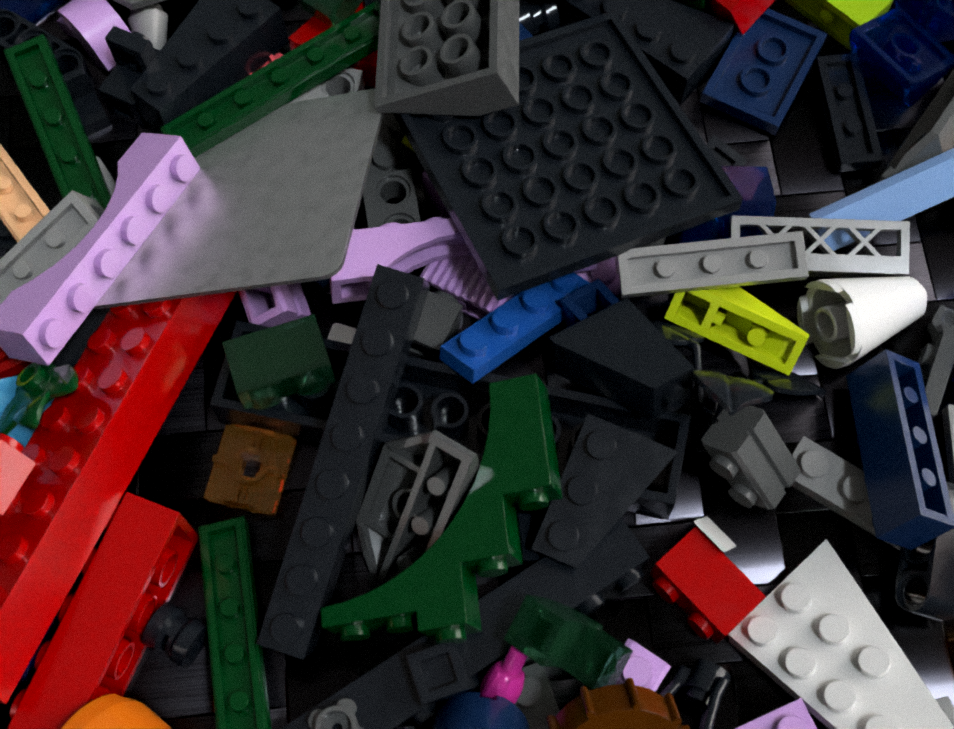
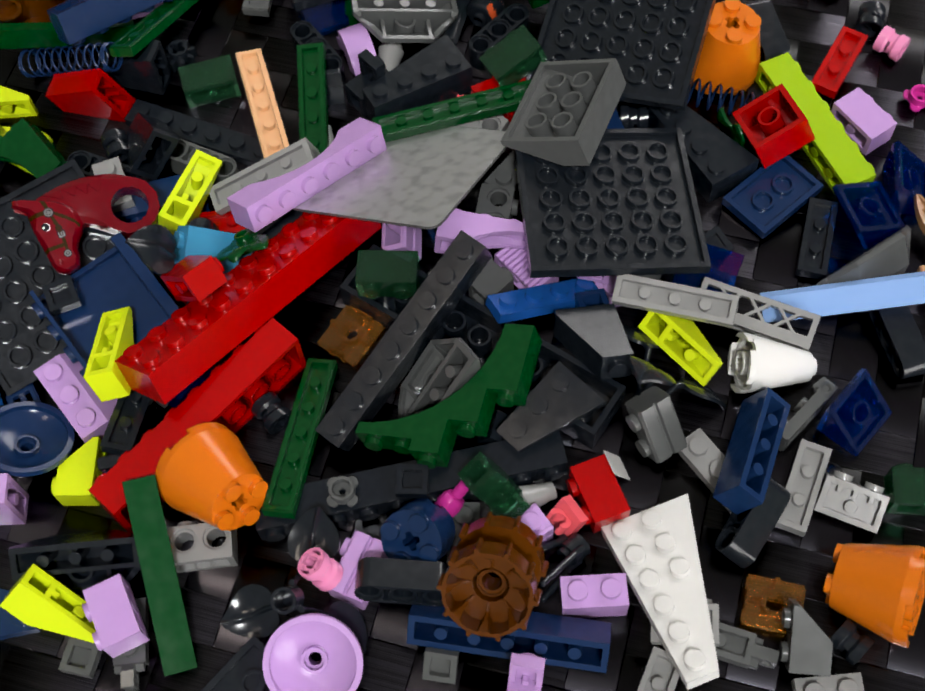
camera: 25 degrees right, 5 degrees down
(621, 616) = (539, 493): none -> light grey cone
(677, 638) = (567, 516): none -> coral tile

